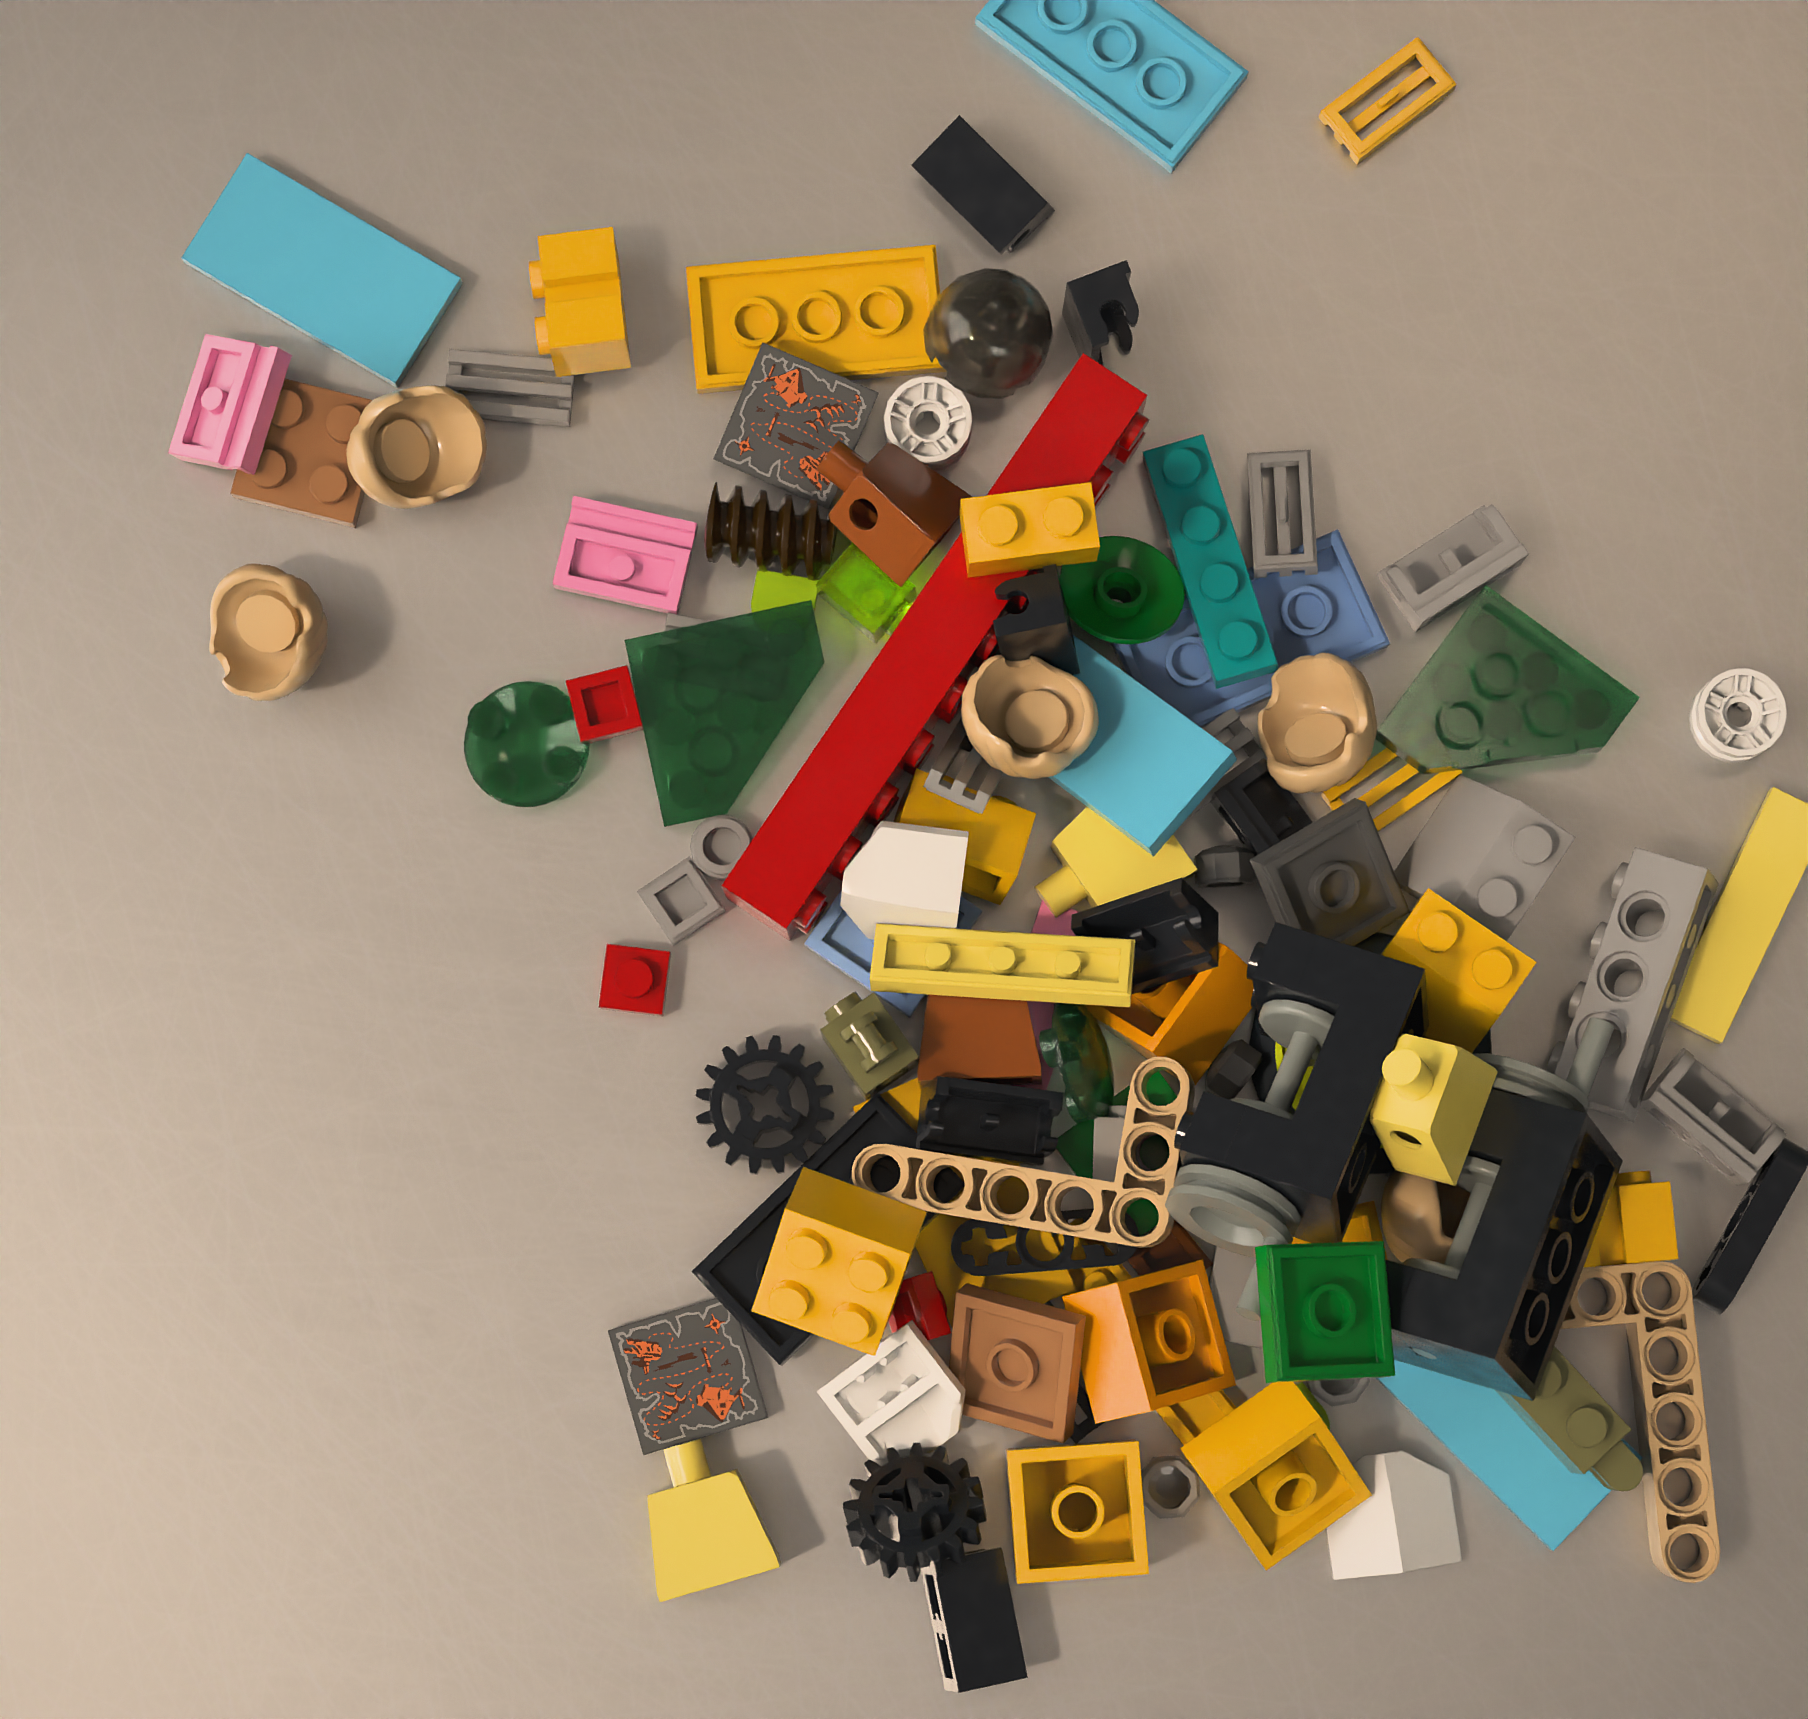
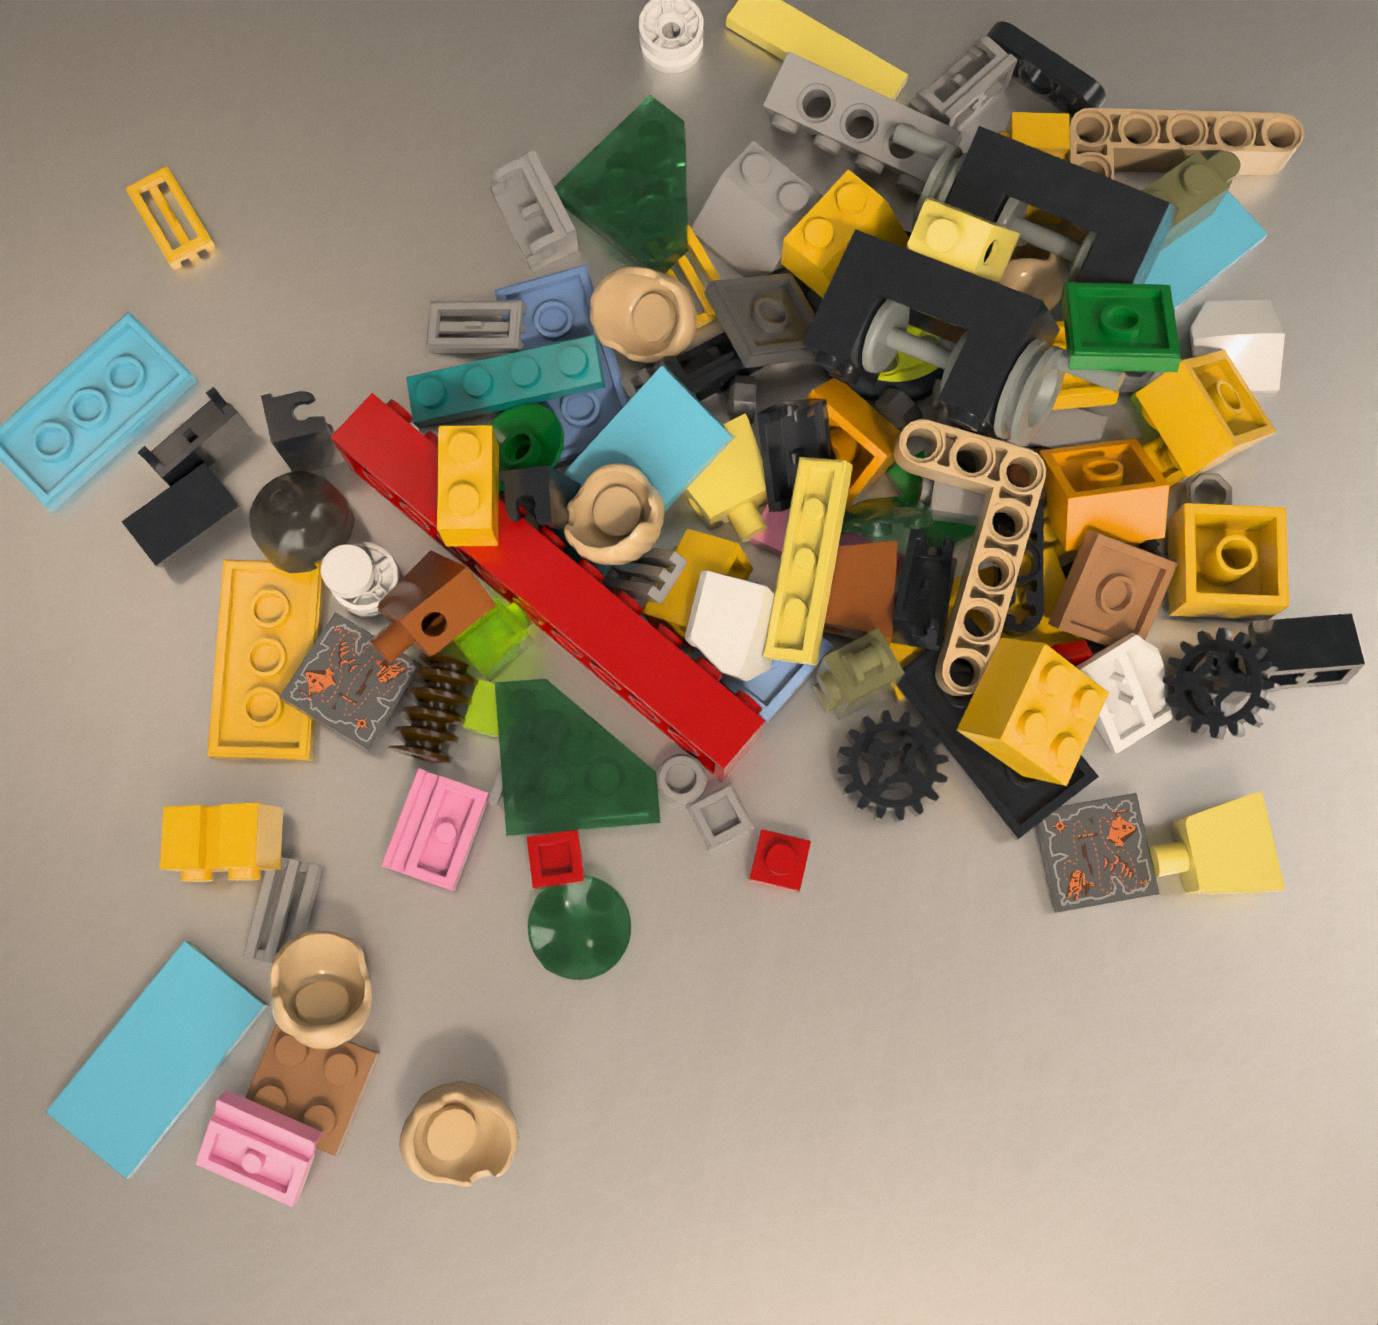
camera: 85 degrees left, 5 degrees down
(928, 400) = (348, 571): none -> white tile
(1084, 184) = (198, 440): none -> black hinge

